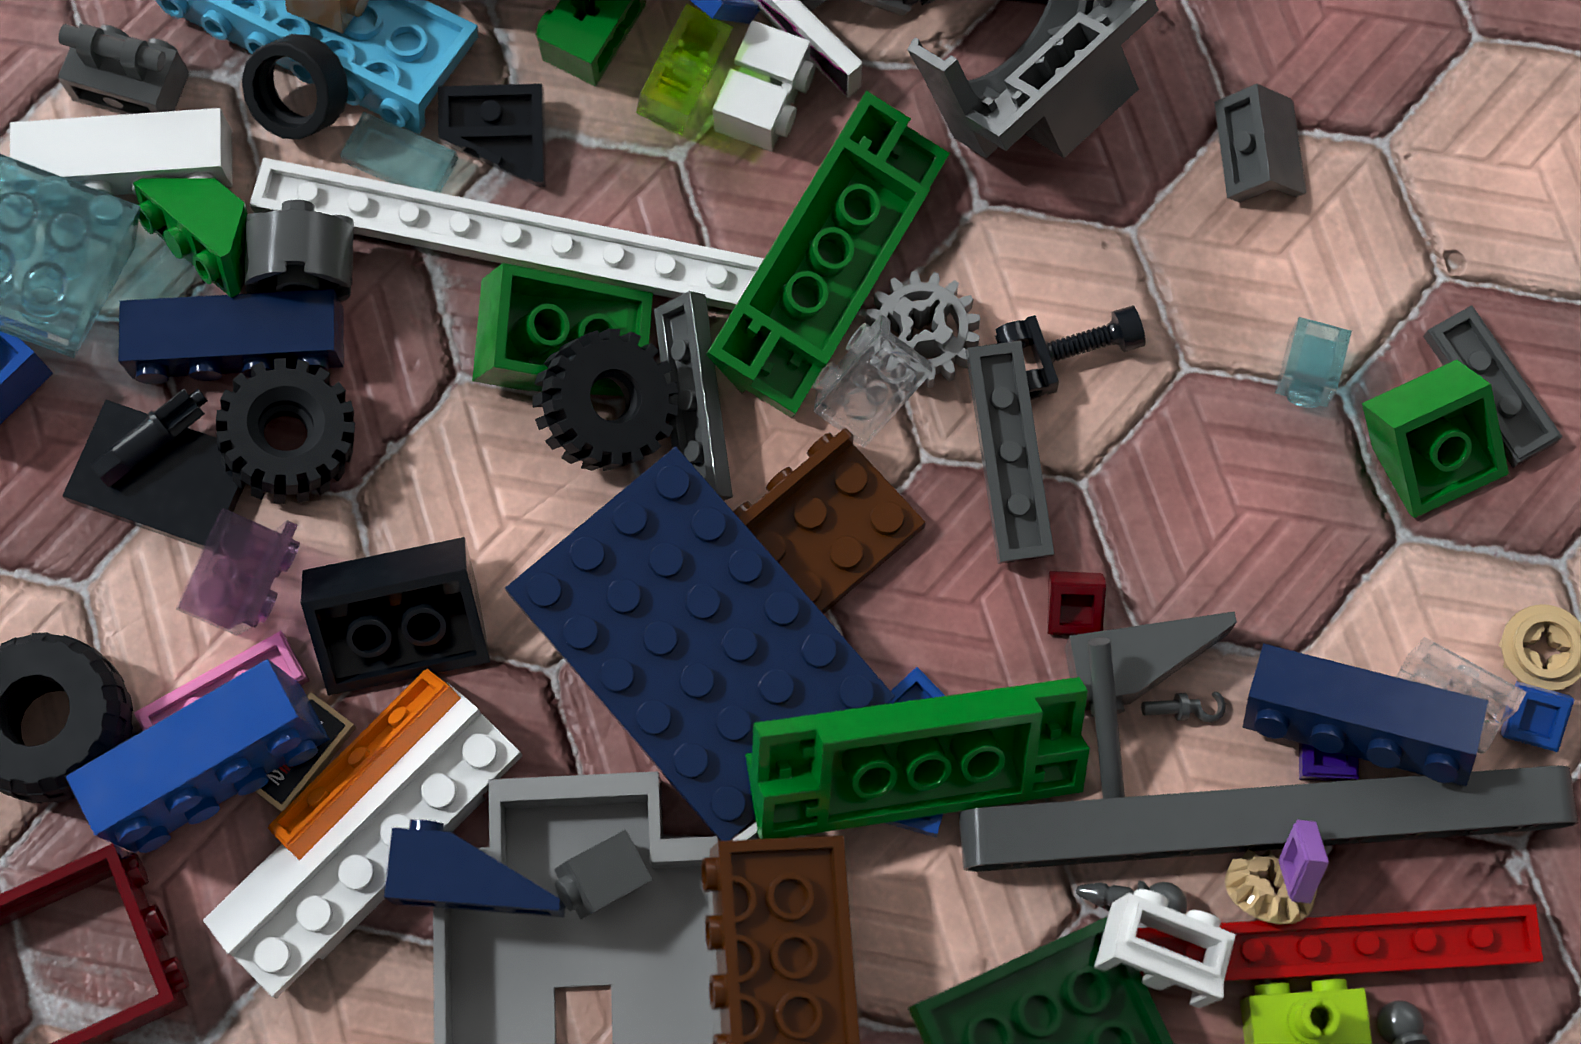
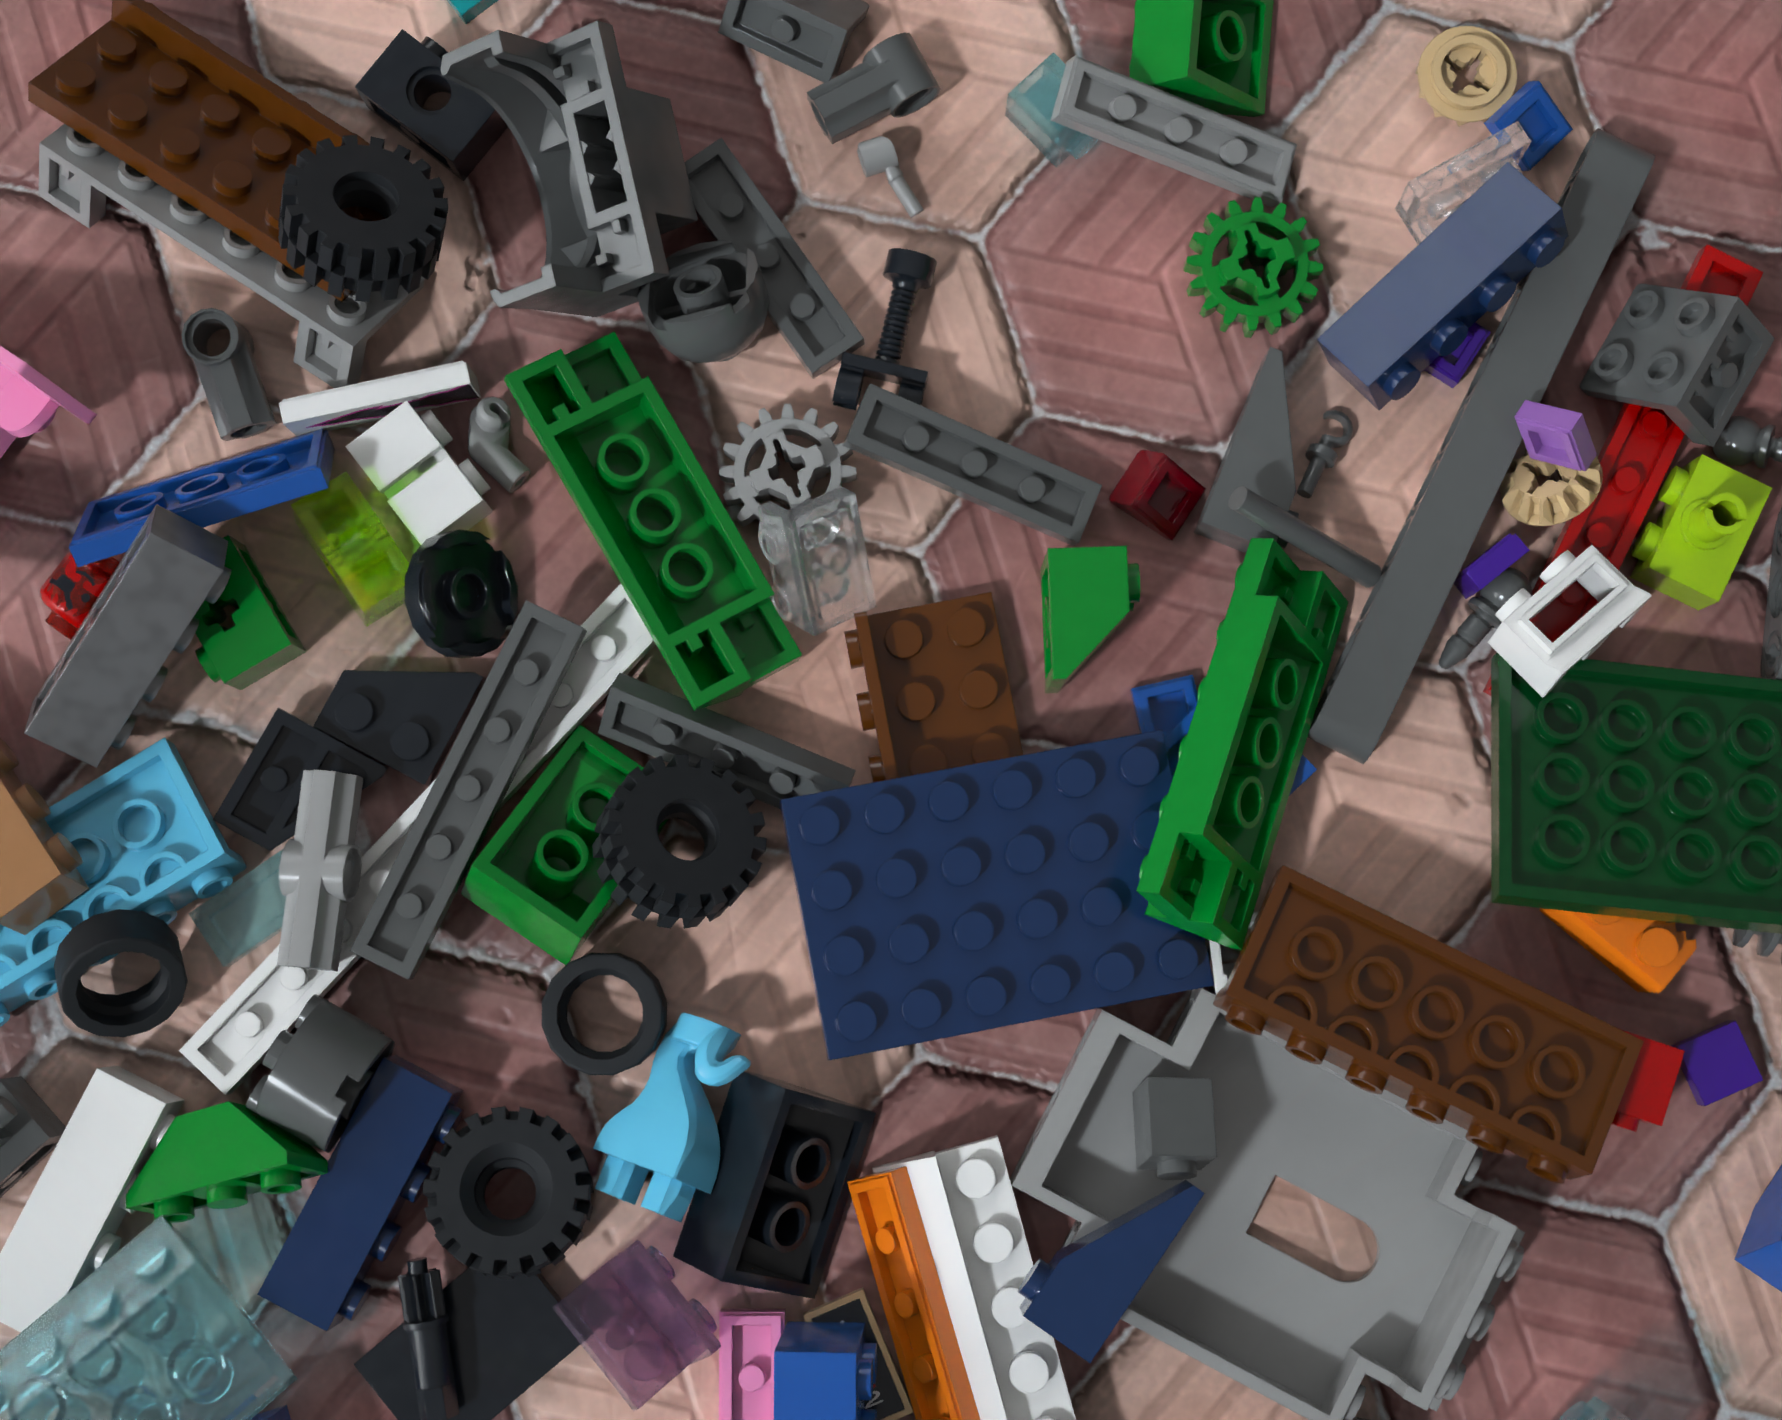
camera: 60 degrees left, 10 degrees up
(391, 515) = (671, 1121): none -> medium azure hips
(435, 391) = (556, 1008): none -> black tyre
(442, 172) = (320, 870): none -> light grey piece
(558, 237) = (468, 790): none -> dark grey plate
(586, 172) = (401, 716): none -> black wing
(695, 155) = (460, 594): none -> black tile
(818, 119) = (490, 442): none -> light grey arm
(947, 586) = (1083, 604): none -> green slope
(1008, 201) = (707, 303): none -> dark grey cylinder
(1070, 228) = (798, 297): none -> dark grey plate
(1177, 875) = (1490, 565): none -> dark purple tile
(1198, 262) = (880, 156): none -> light grey hand
(1255, 235) = (888, 82): none -> dark grey piece
(1305, 585) = (1275, 255): none -> green gear
(1352, 453) = (1173, 131): none -> light grey tile
(1431, 934) = (1681, 356): none -> dark grey bracket

